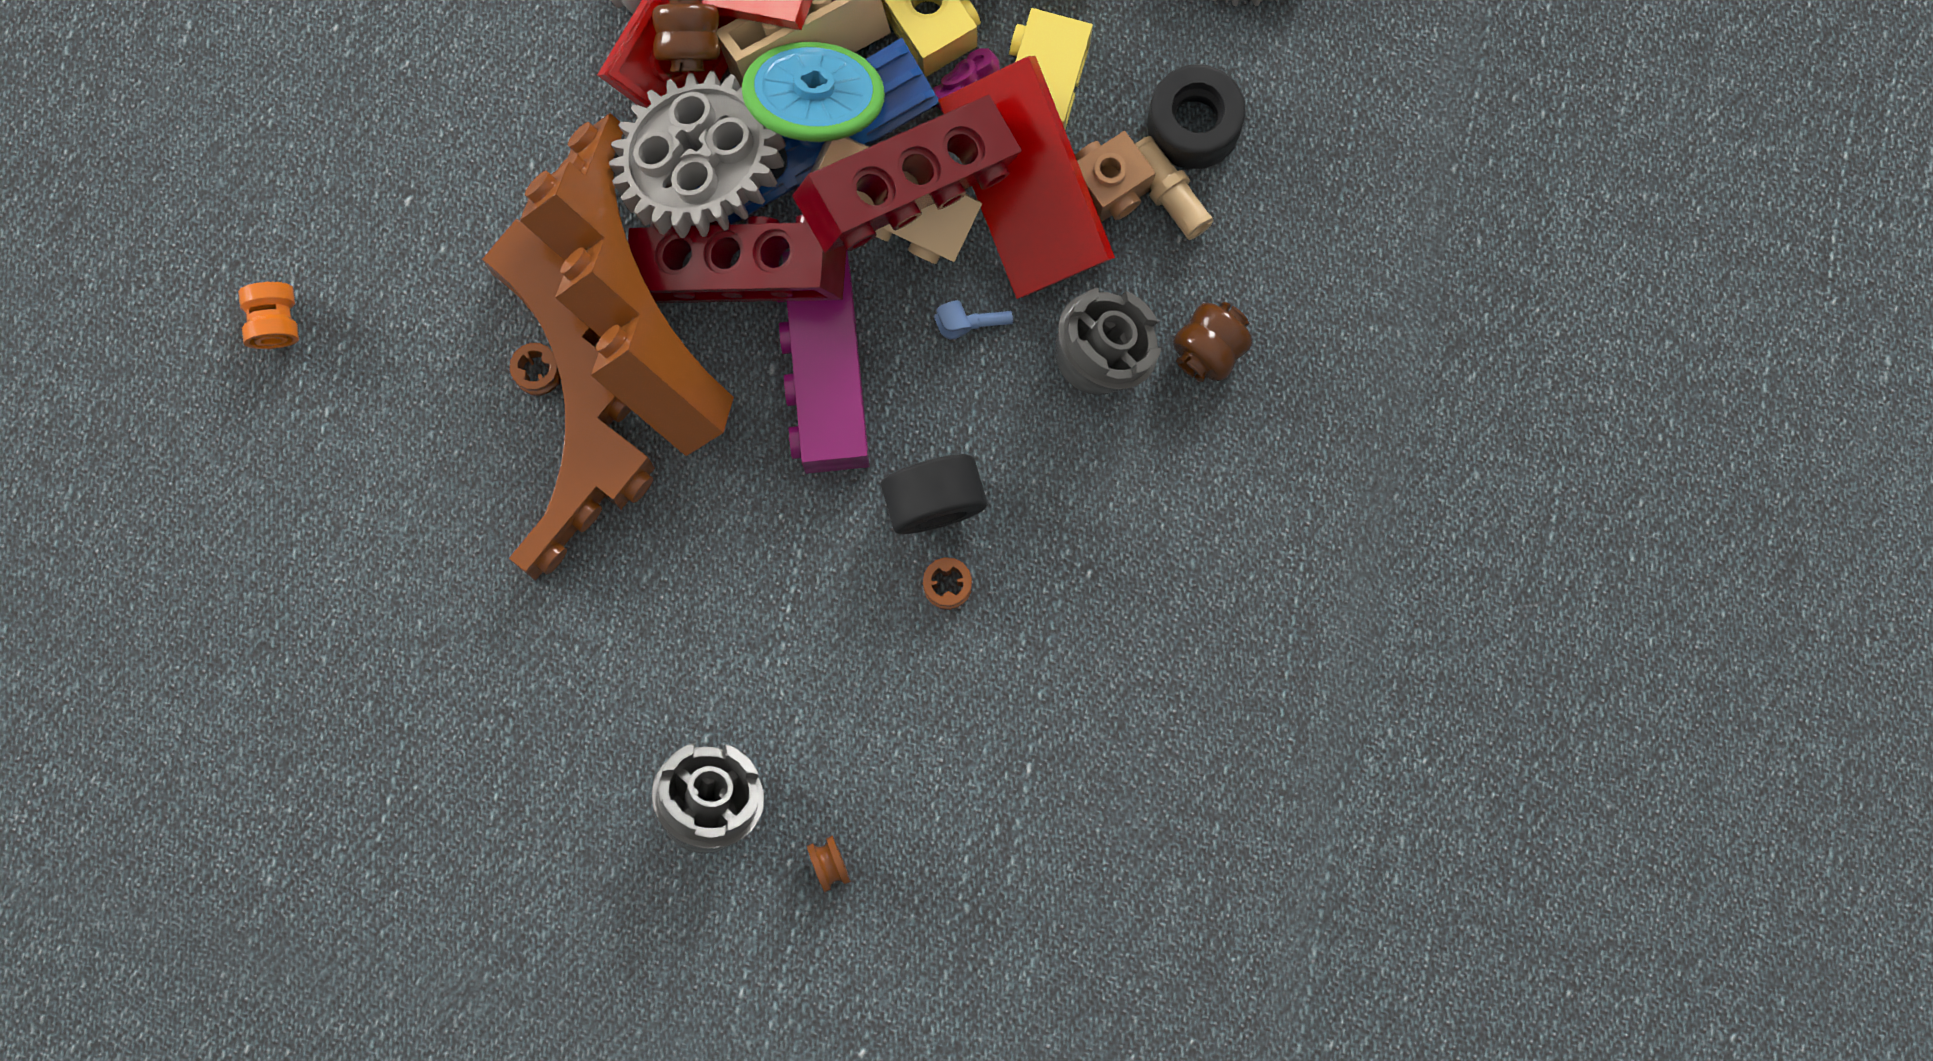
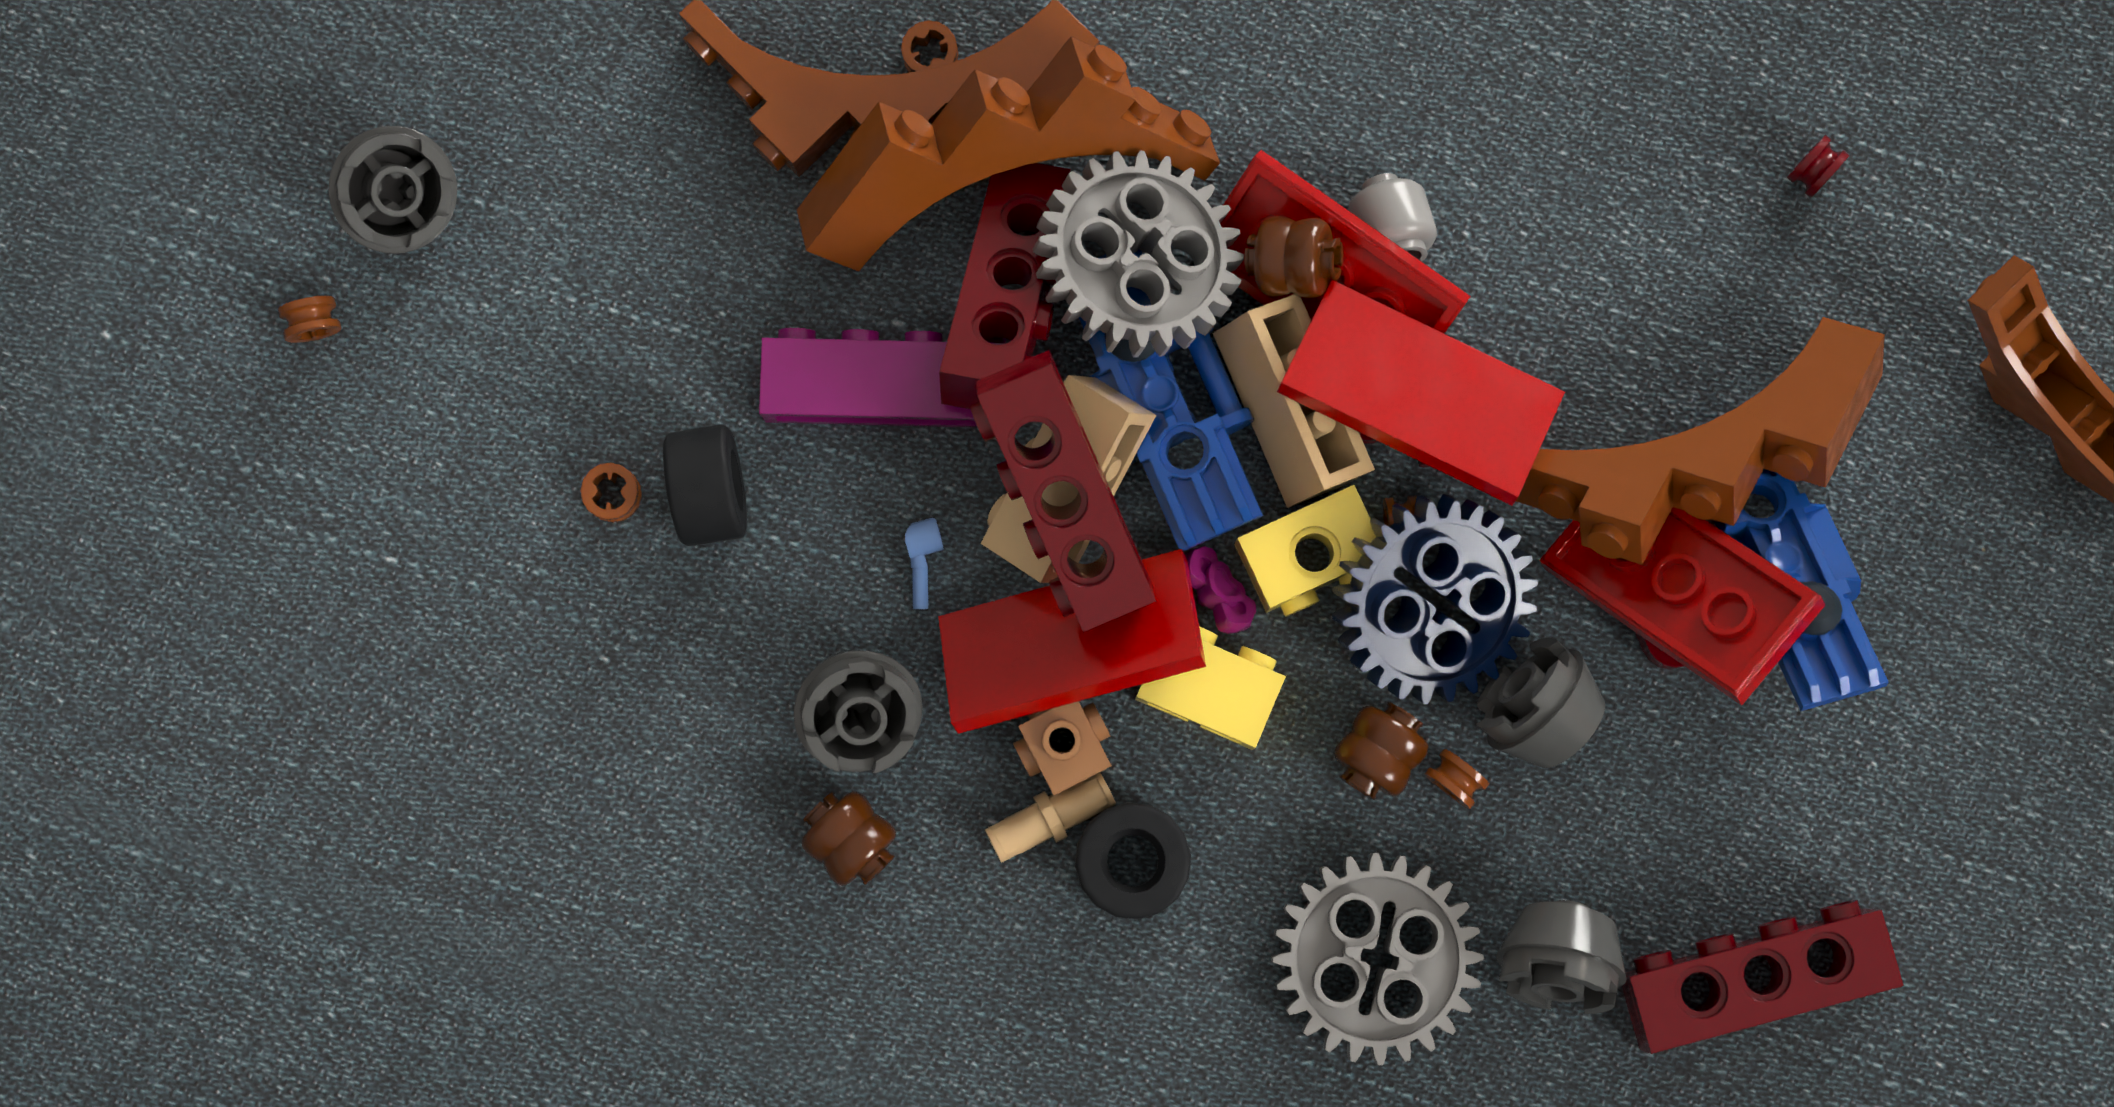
camera: 100 degrees right, 5 degrees up
(813, 91) = (1154, 403): dark azure wheel -> none

